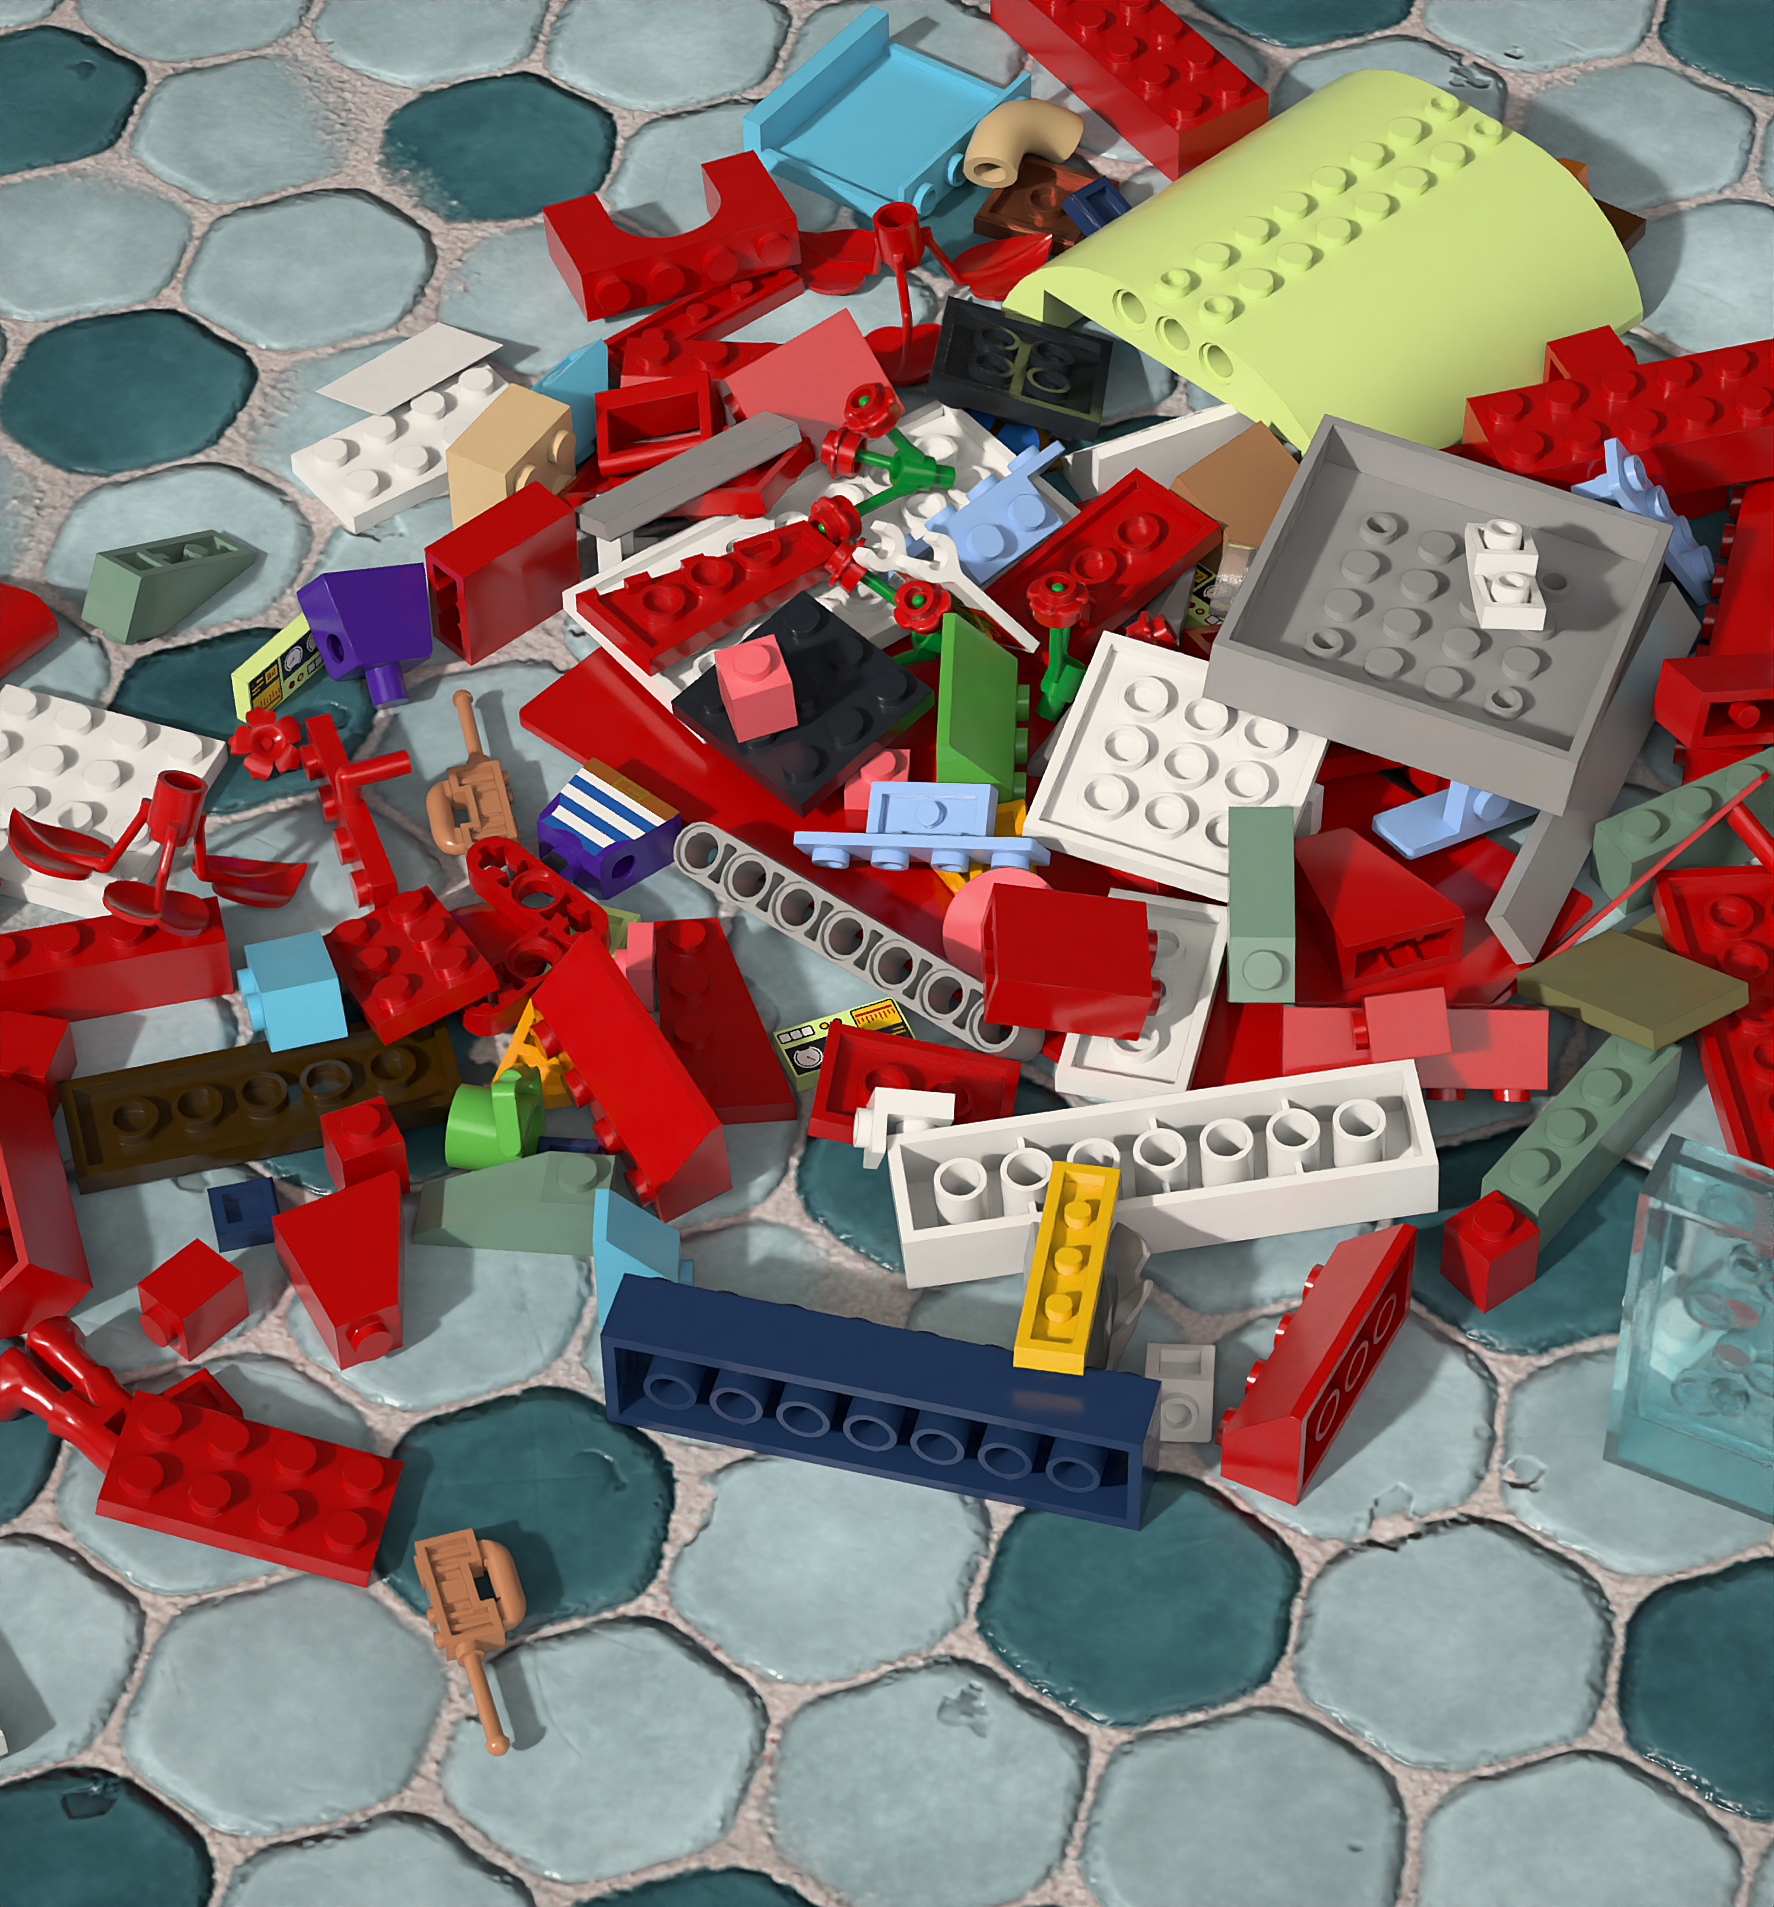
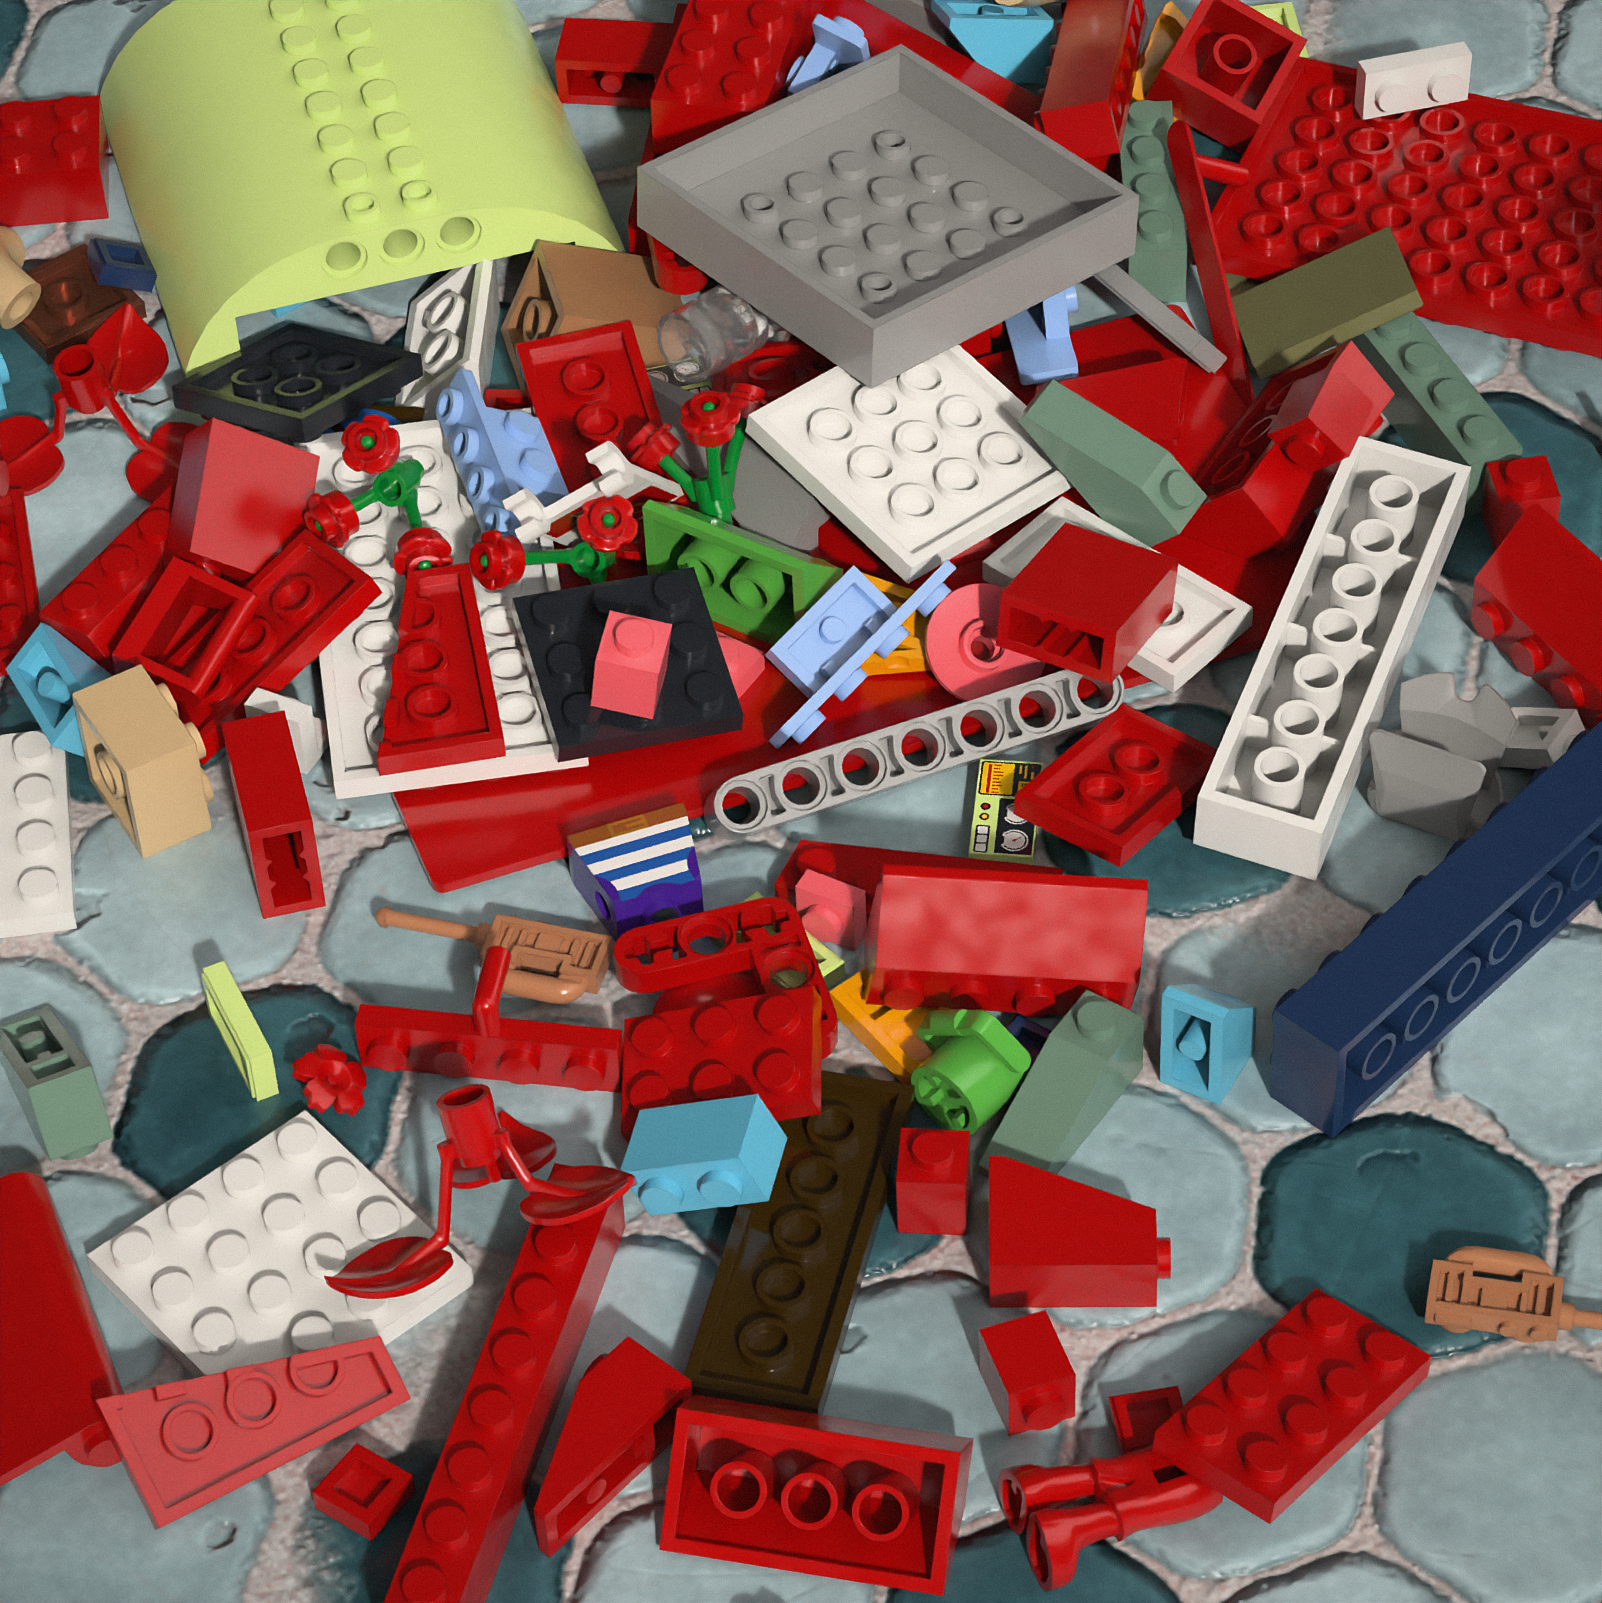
camera: 60 degrees left, 0 degrees up
(244, 1213) = (926, 1307): dark blue tile -> none
(371, 626) = (268, 933): dark purple torso -> none
(687, 476) = (292, 623): light grey tile -> none
(896, 1113) = (1175, 796): white bracket -> none
(1067, 1268) = (1460, 718): yellow plate -> none
(1502, 575) = (902, 141): white slope -> none

